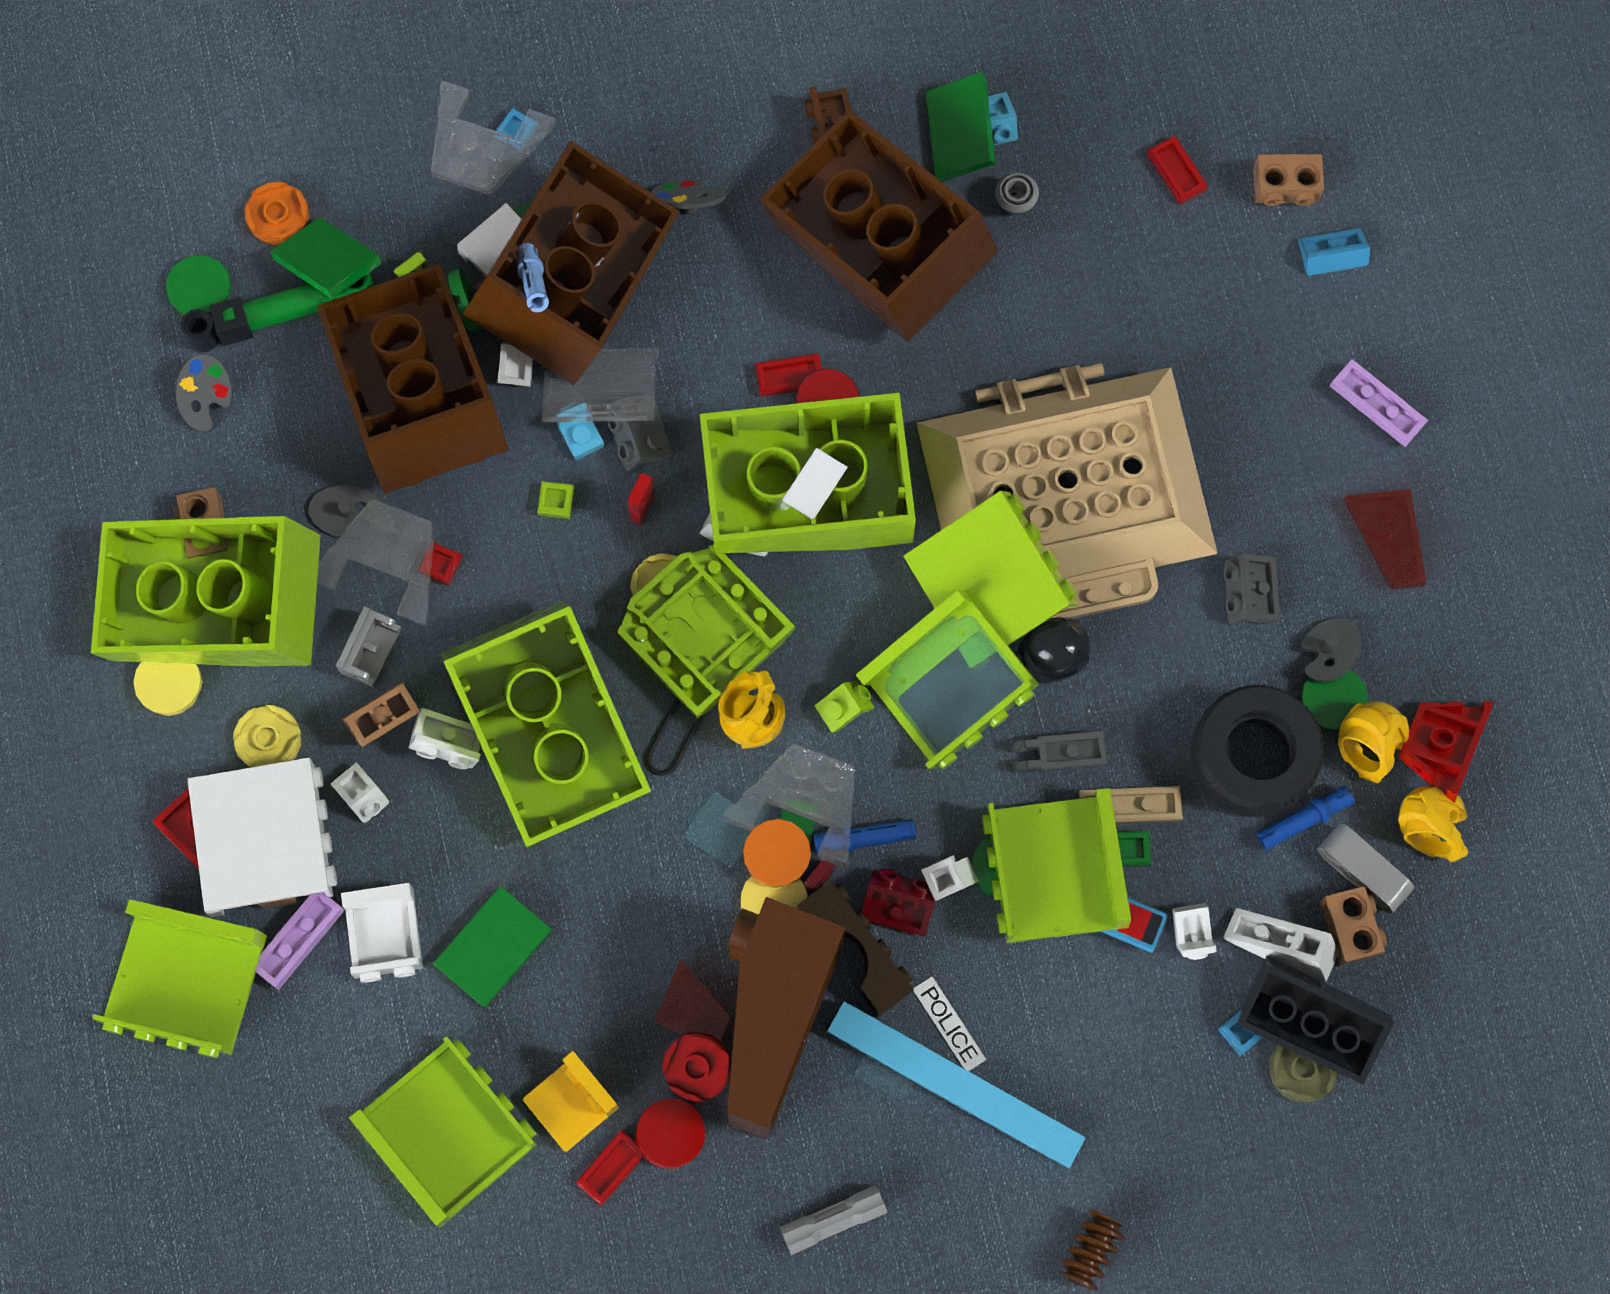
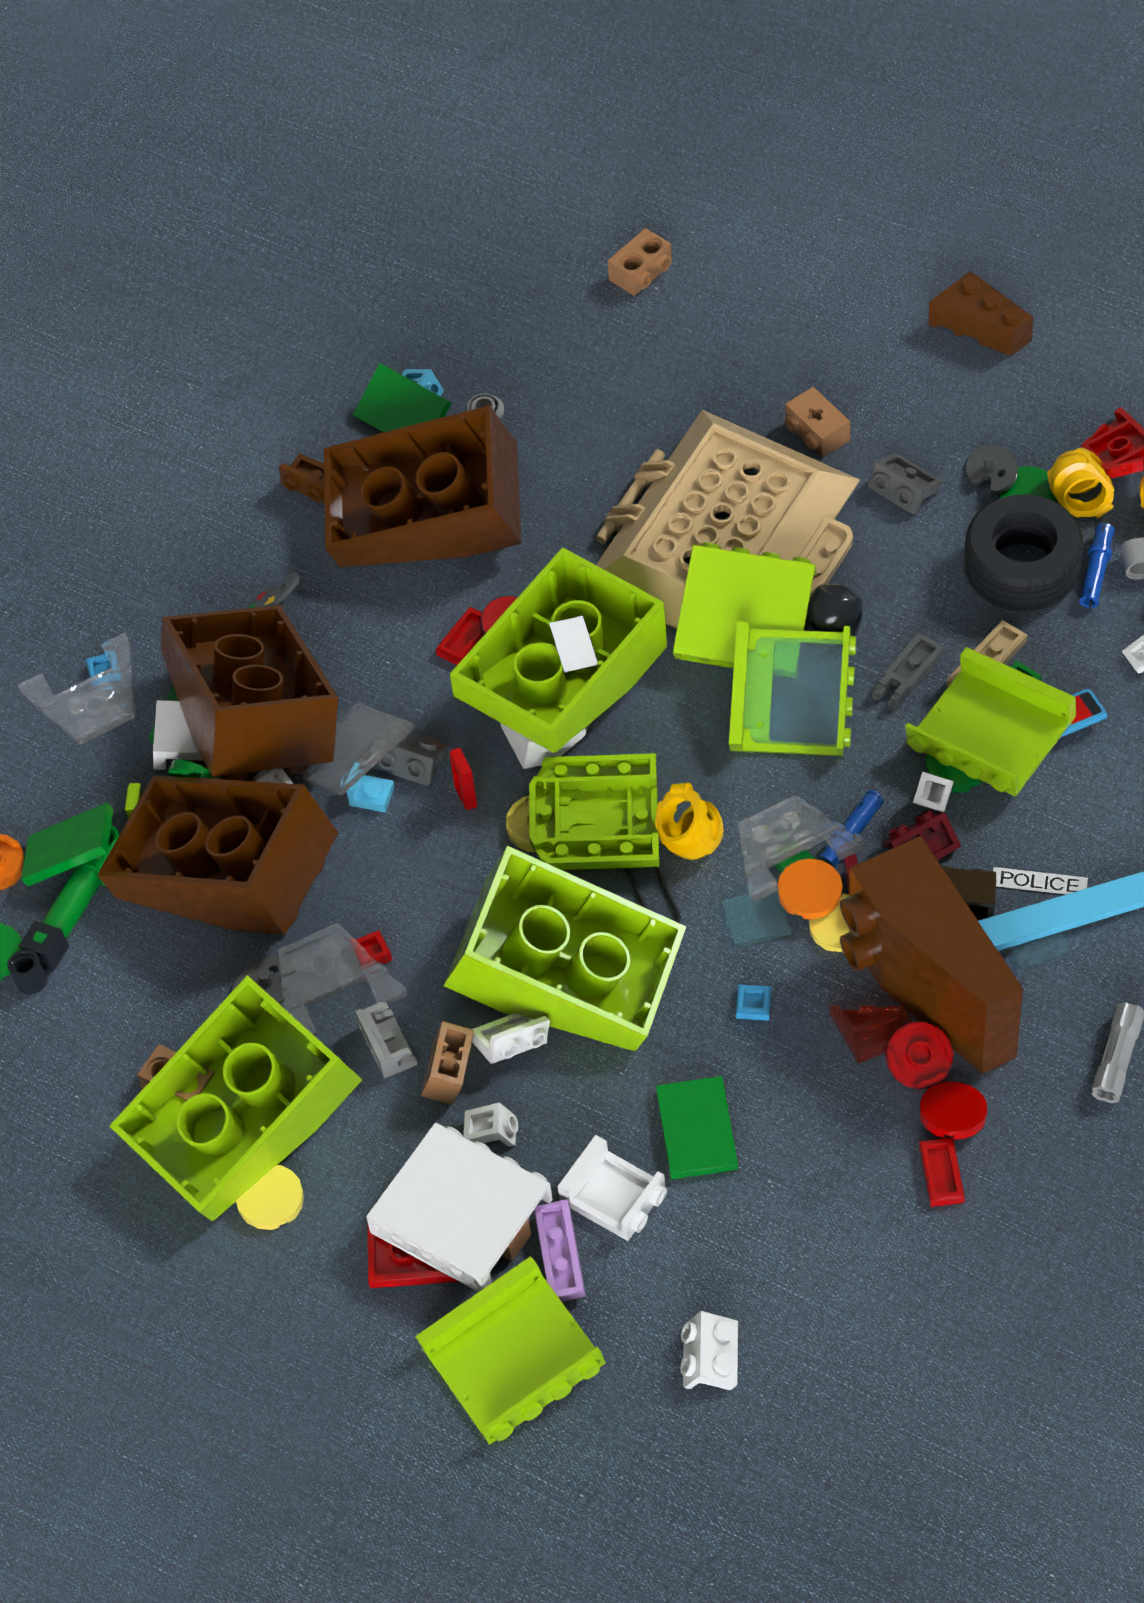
camera: 40 degrees left, 20 degrees down
(208, 382) = (73, 993): dark grey piece -> none
(267, 736) = (379, 1159): light yellow tile -> none
(306, 1124) = (710, 1351): none -> white bracket
(445, 1131) = (807, 1259): lime panel -> none
(530, 271) = (234, 693): light blue pin -> none
(555, 500) = (402, 843): lime tile -> none
(570, 1102) = (867, 1153): yellow bracket -> none
(642, 895) = (753, 1002): none -> dark azure tile
(844, 705) = (741, 773): lime bracket -> none
(1177, 170) = (565, 319): red tile -> none
(1193, 931) = (1114, 683): white bracket -> none
(1256, 451) = (817, 422): none -> medium nougat brick
(1334, 251) = (716, 276): dark azure slope -> none
(1378, 403) = (847, 323): lavender plate -> none
(1391, 534) = (946, 380): clear red wing -> none
(1487, 507) = (982, 313): none -> reddish brown wedge

